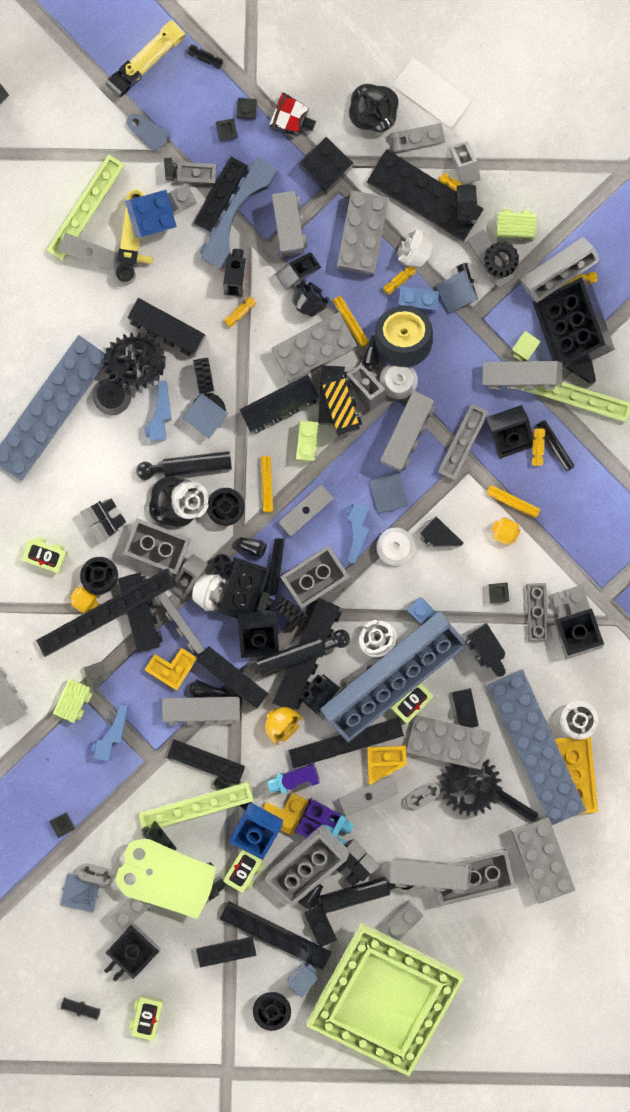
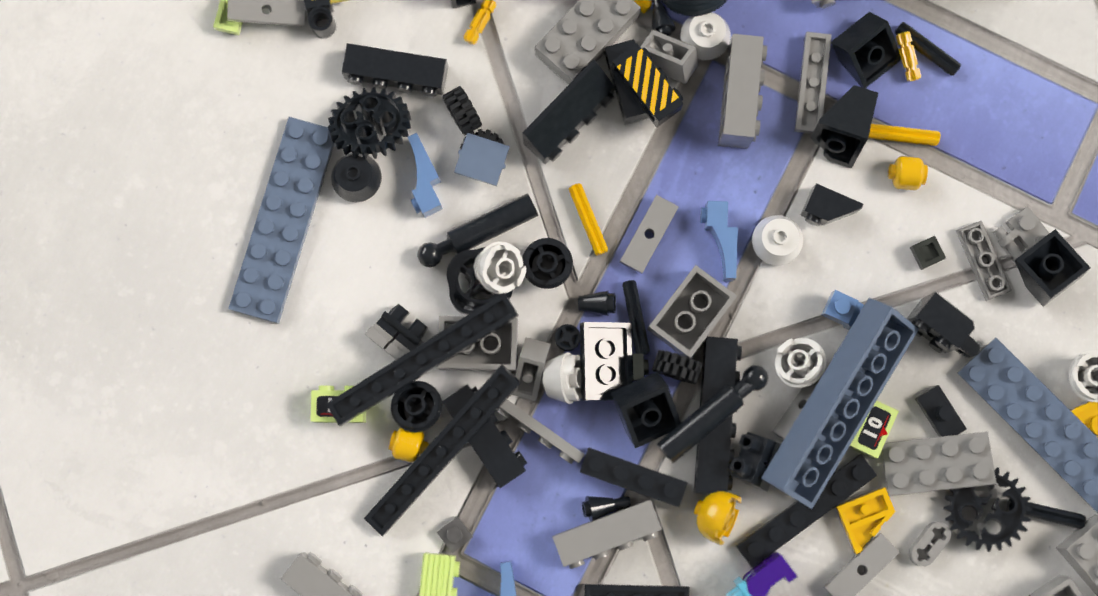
camera: 20 degrees left, 5 degrees down
(114, 545) = (422, 359): none -> black plate
(172, 673) = (553, 500): yellow plate -> none
(307, 441) = (620, 147): yellowish green brick -> none
(388, 493) = (743, 178): sand blue piece -> none
(473, 481) = (846, 126): none -> black slope

